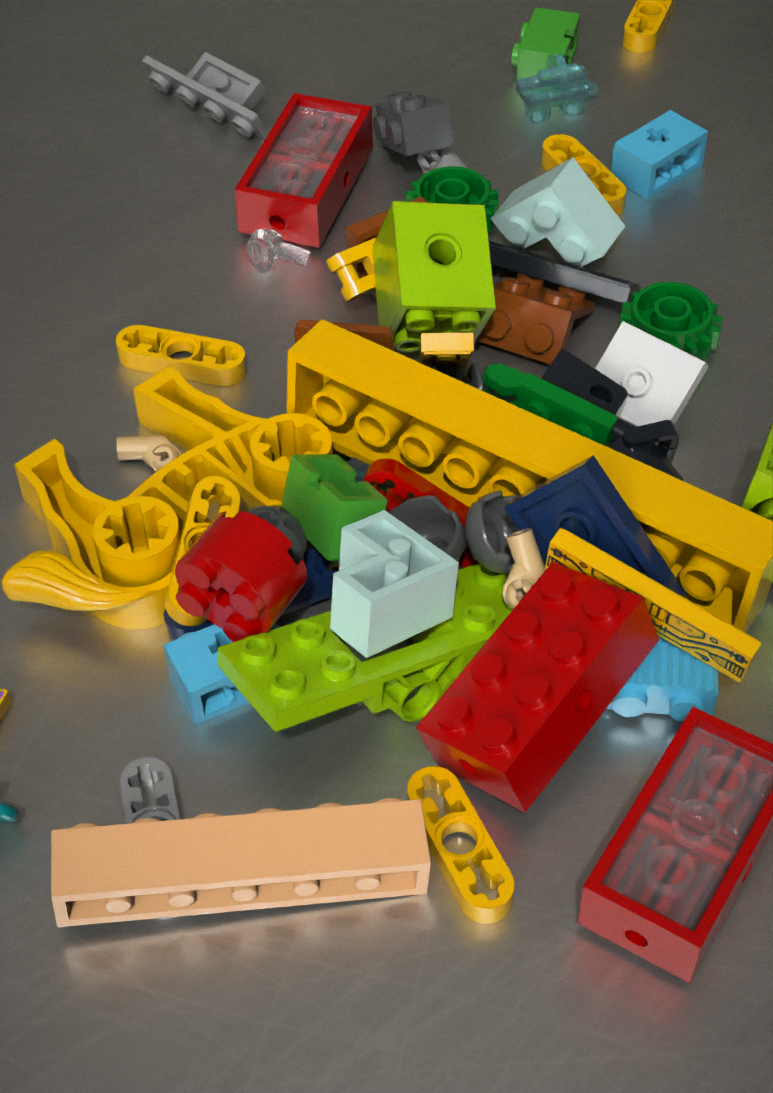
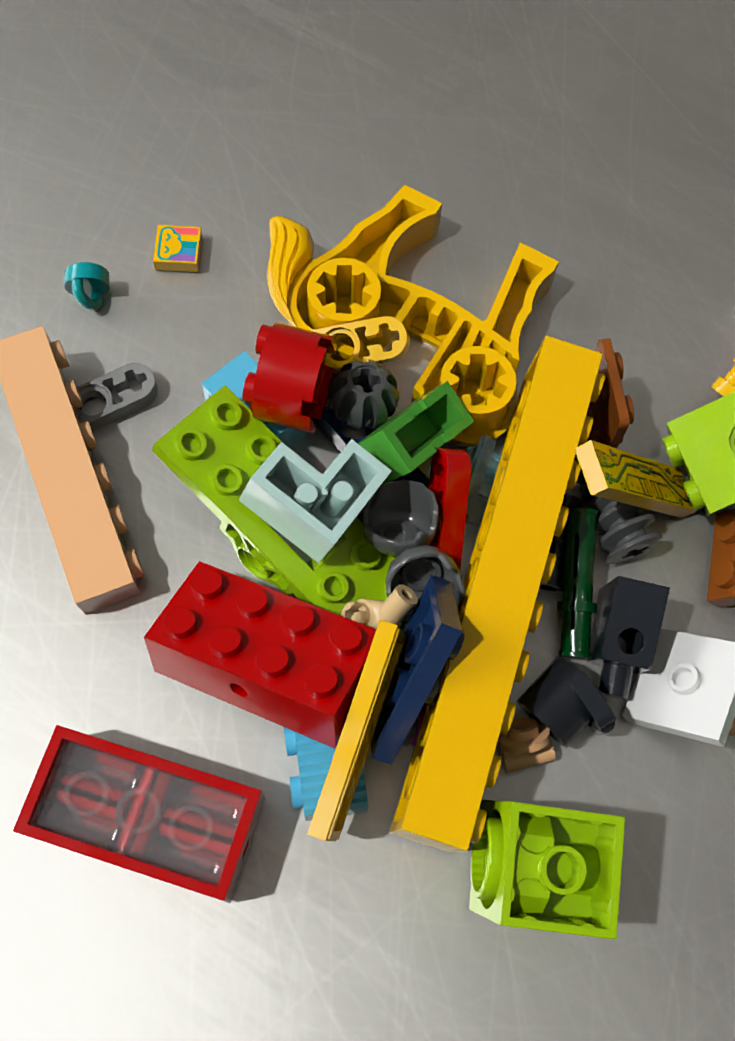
camera: 70 degrees right, 20 degrees up
(153, 450) = (476, 287): tan arm -> none
(211, 361) = (590, 287): yellow beam -> none
(459, 868) = (88, 638): yellow beam -> none
(550, 402) = (594, 591): green hinge -> none

